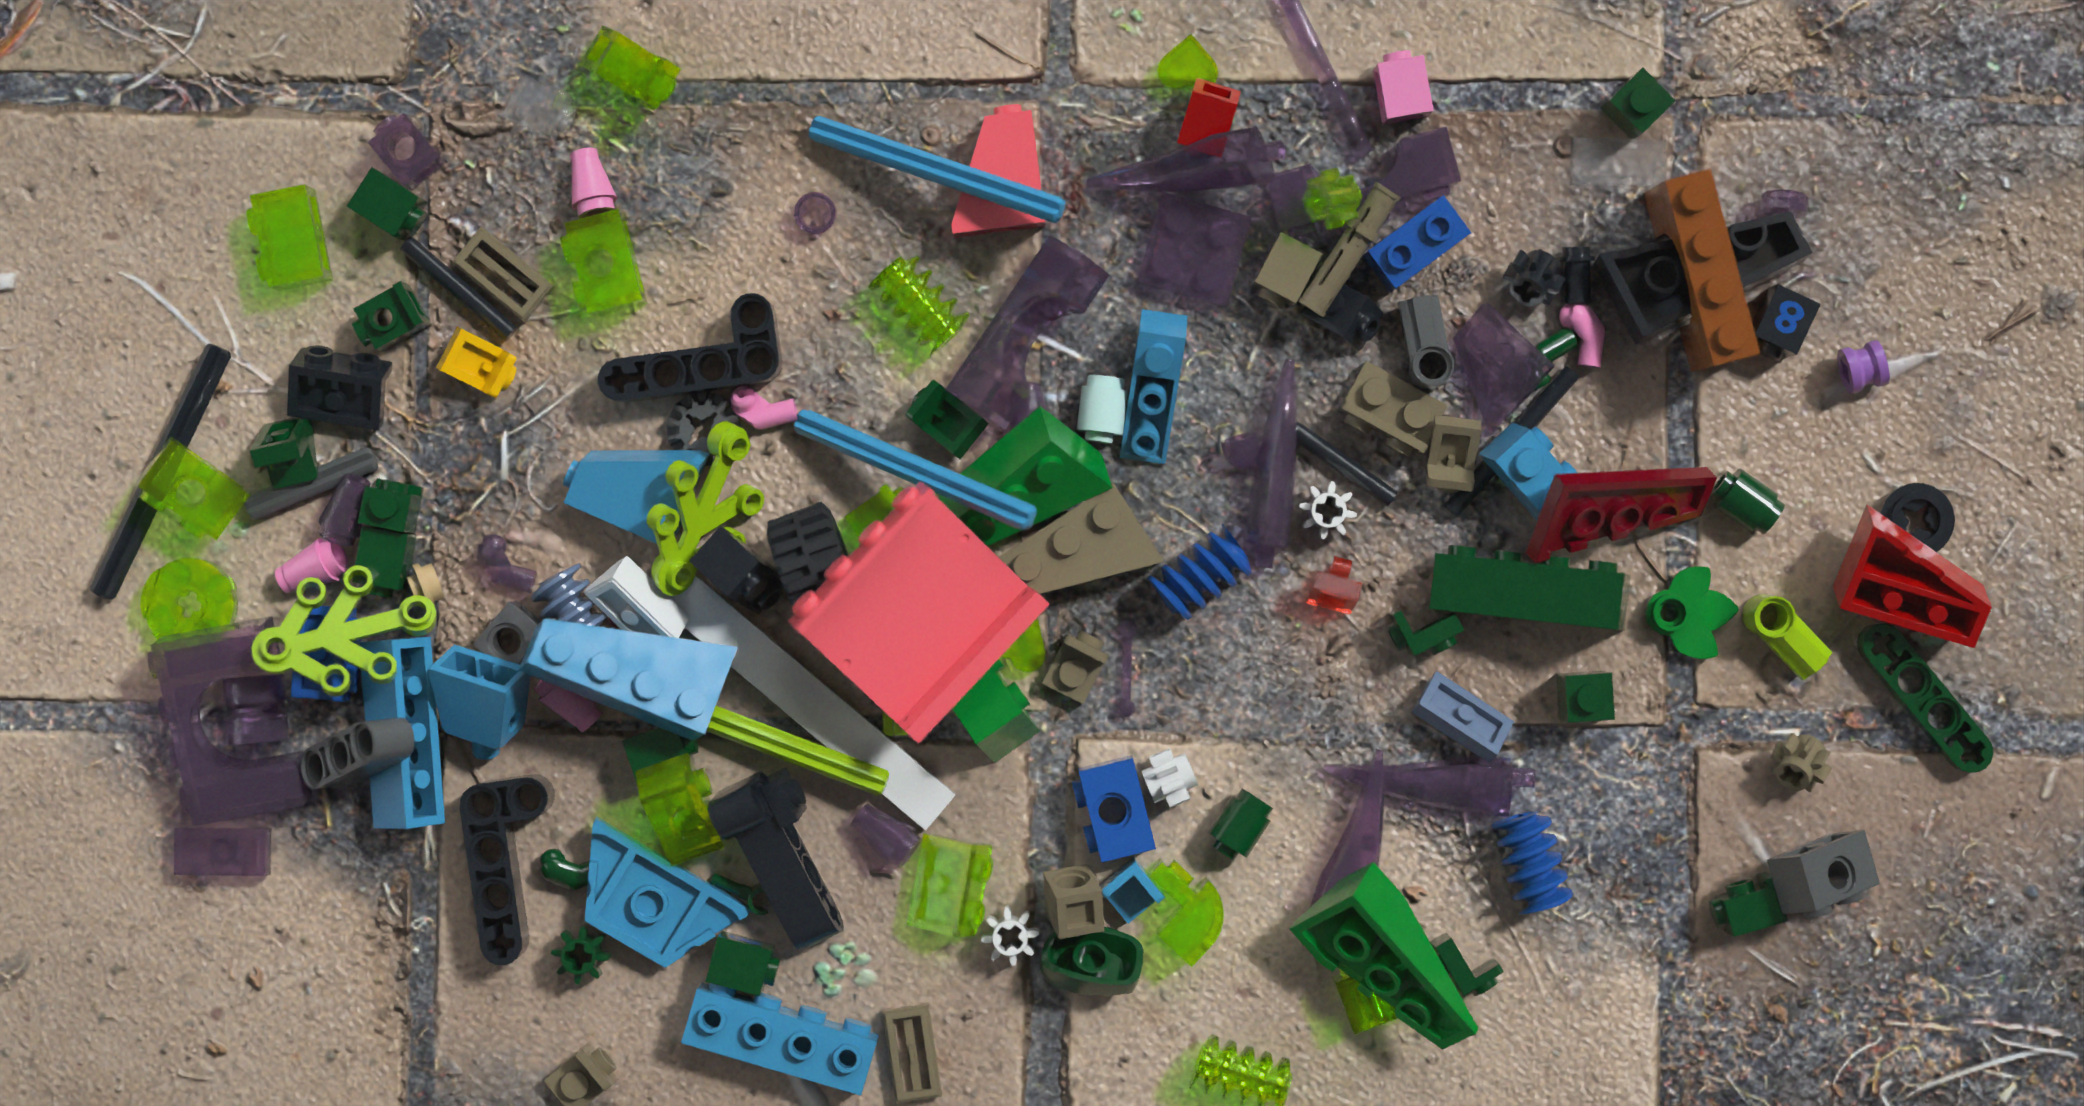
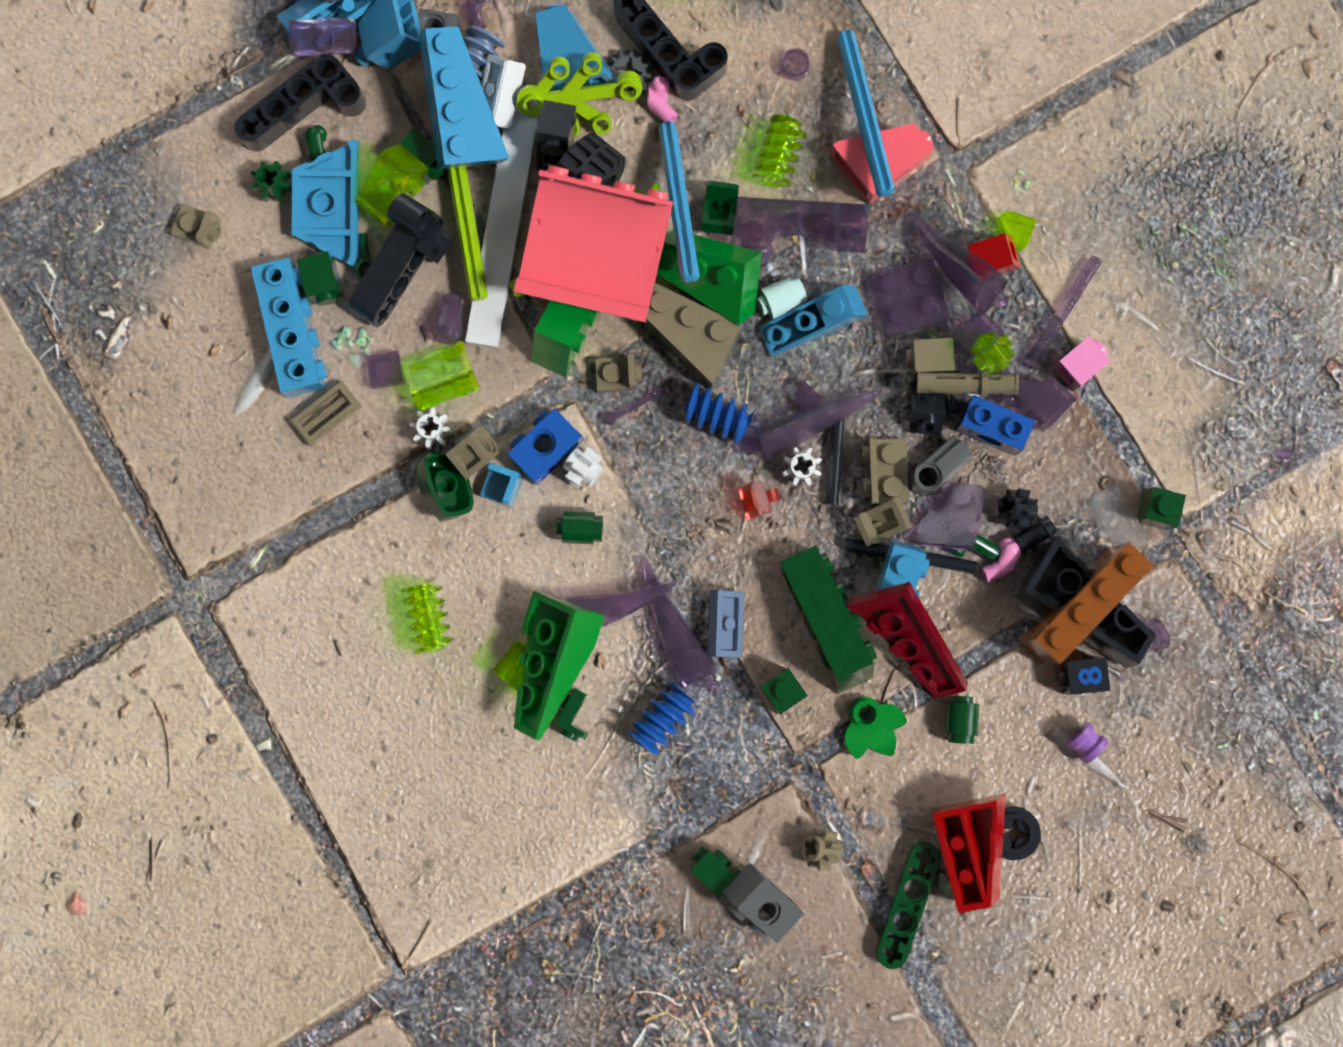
camera: 60 degrees right, 5 degrees down
(440, 787) = (322, 36): none -> clear purple plate
(570, 706) = (416, 88): bright pink cone -> none
(902, 948) = (385, 370): none -> clear purple tile
(1028, 650) = (611, 333): clear neon green tile -> none
(1198, 918) = (509, 535): clear neon green brick -> none
(1433, 636) = (764, 577): dark green bracket -> none
(1787, 636) = (894, 797): lime piece -> none

